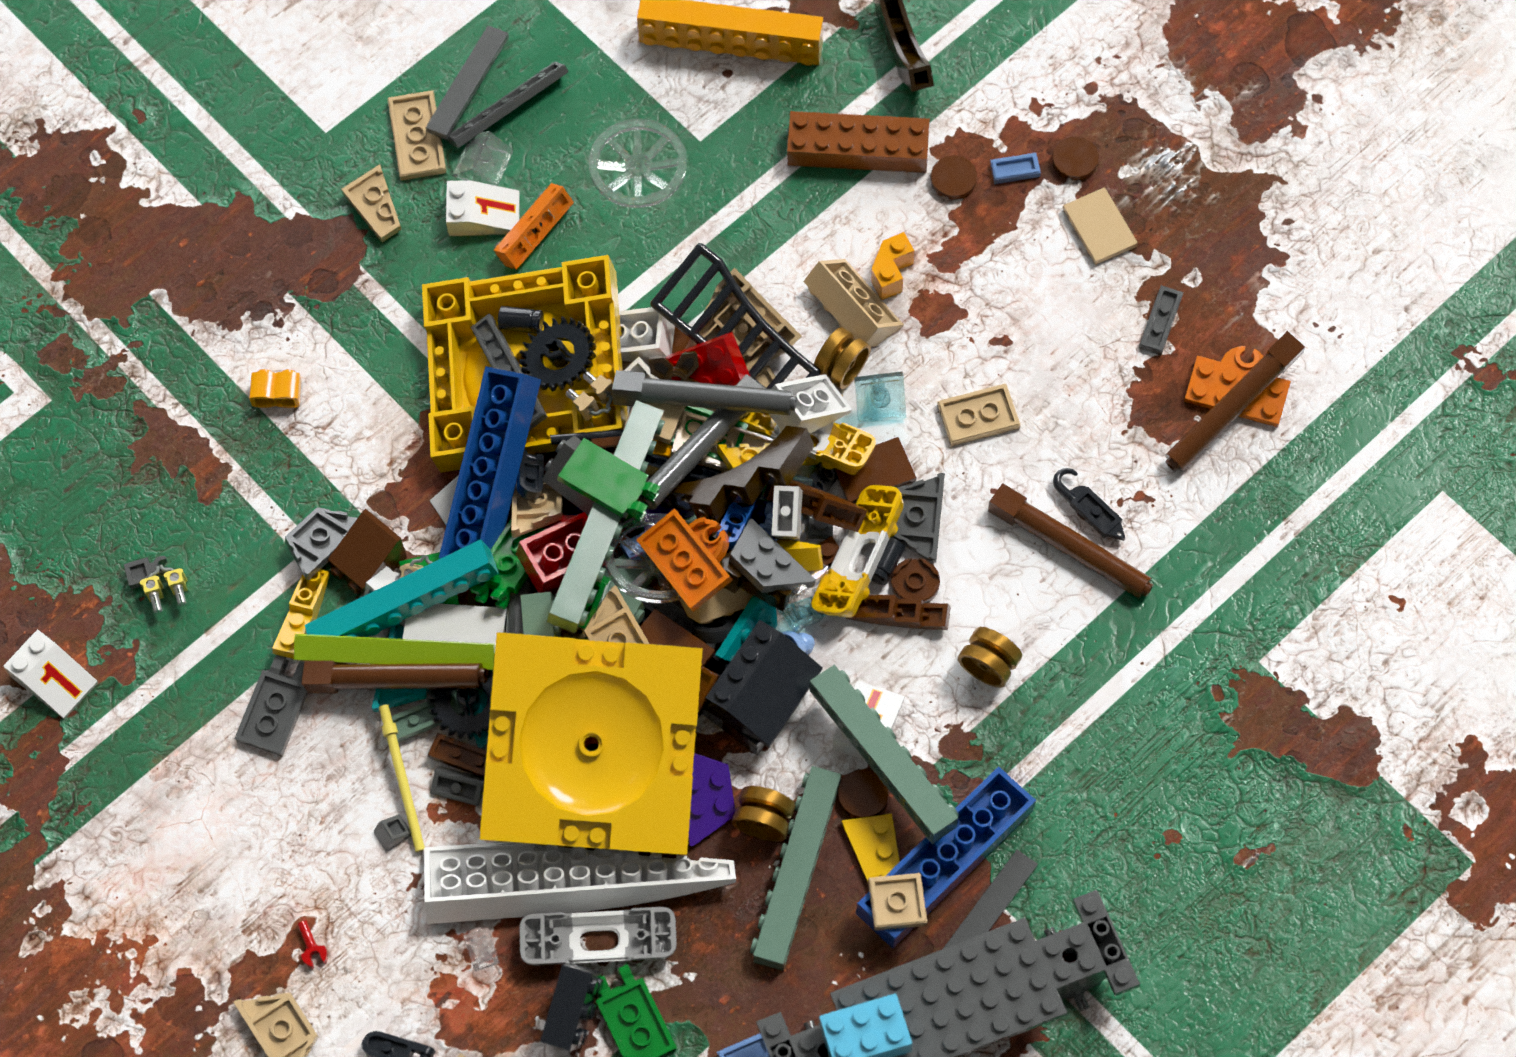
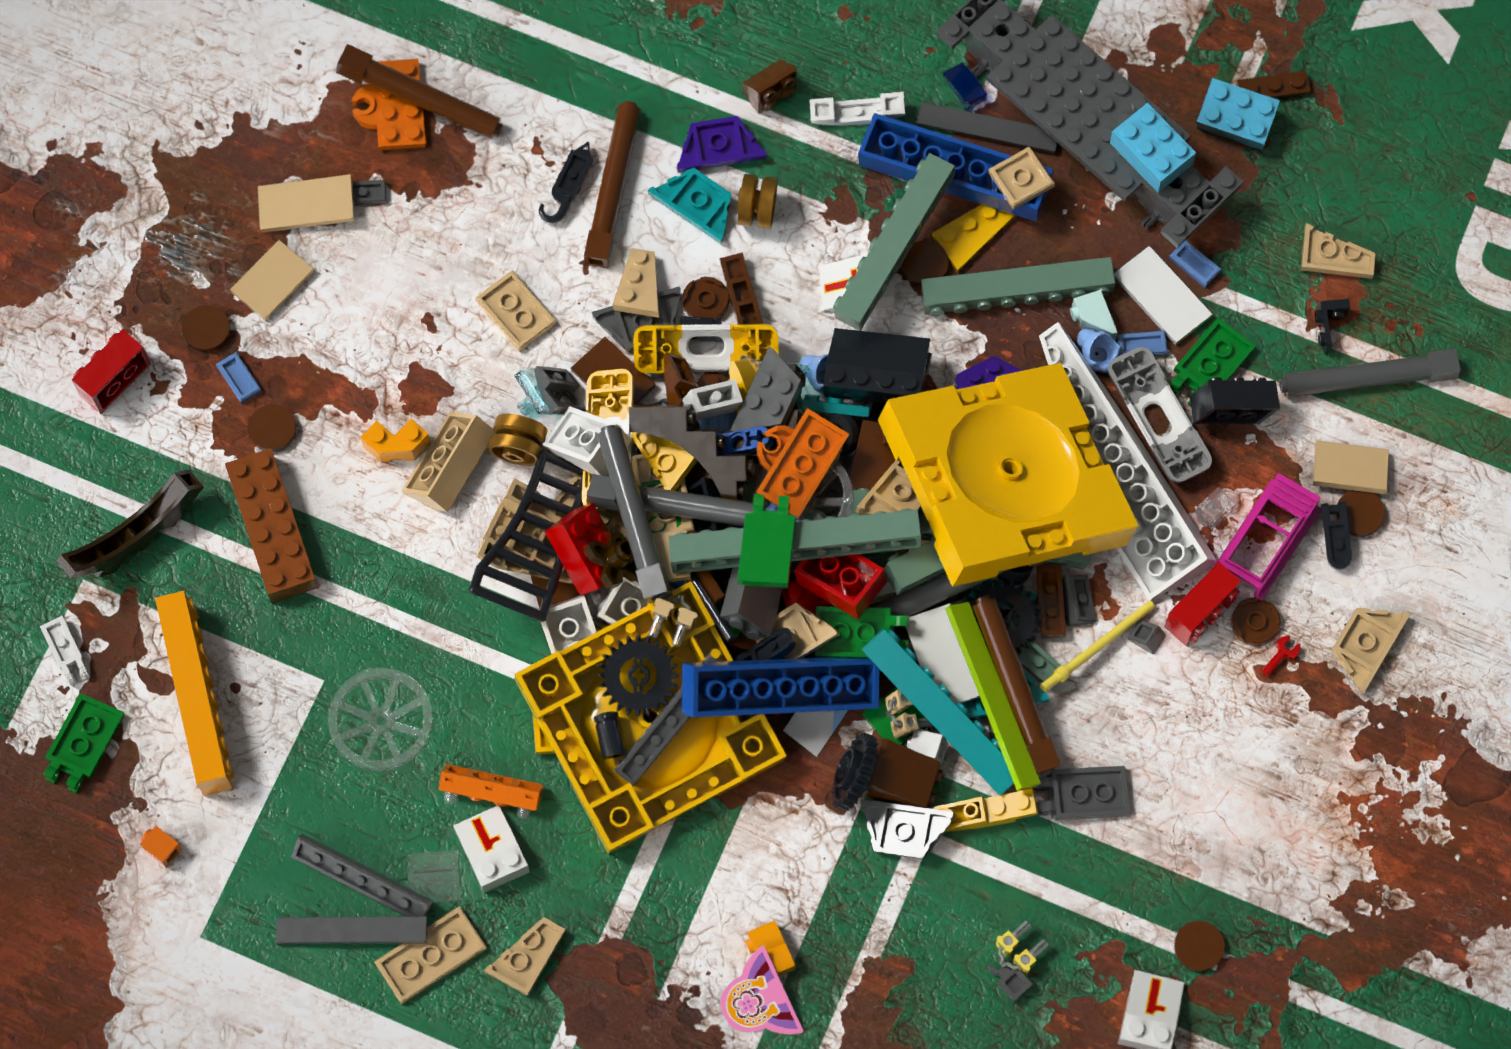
camera: 115 degrees left, 5 degrees up
(86, 744) = (1199, 946): none -> reddish brown tile
(238, 362) = (759, 999): none -> sticker
(355, 938) = (1255, 622): none -> reddish brown tile
(387, 507) = (854, 771): none -> black gear
(388, 887) = (1203, 604): none -> red brick
(449, 1019) = (1291, 498): none -> dark pink piece
(684, 962) = (1153, 341): none -> medium blue tile
(688, 904) = (1098, 342): none -> light blue piece
(725, 1005) = (1162, 295): none -> white tile
(732, 926) = (1093, 313): none -> light aqua slope
(763, 813) = (991, 325): pearl gold wheel -> none
(876, 411) = (558, 389): none -> dark grey slope
(951, 520) = (638, 285): none -> tan wing
(1020, 611) = (696, 201): none -> teal wing
(1041, 914) = (965, 86): none -> clear blue slope
(1055, 796) = (856, 112): none -> white slope
(1061, 62) = (111, 371): none -> red brick
(1072, 655) = (718, 144): none -> dark purple wing
(1114, 723) = (770, 85): none -> reddish brown slope
(1164, 277) = (306, 203): none -> tan tile

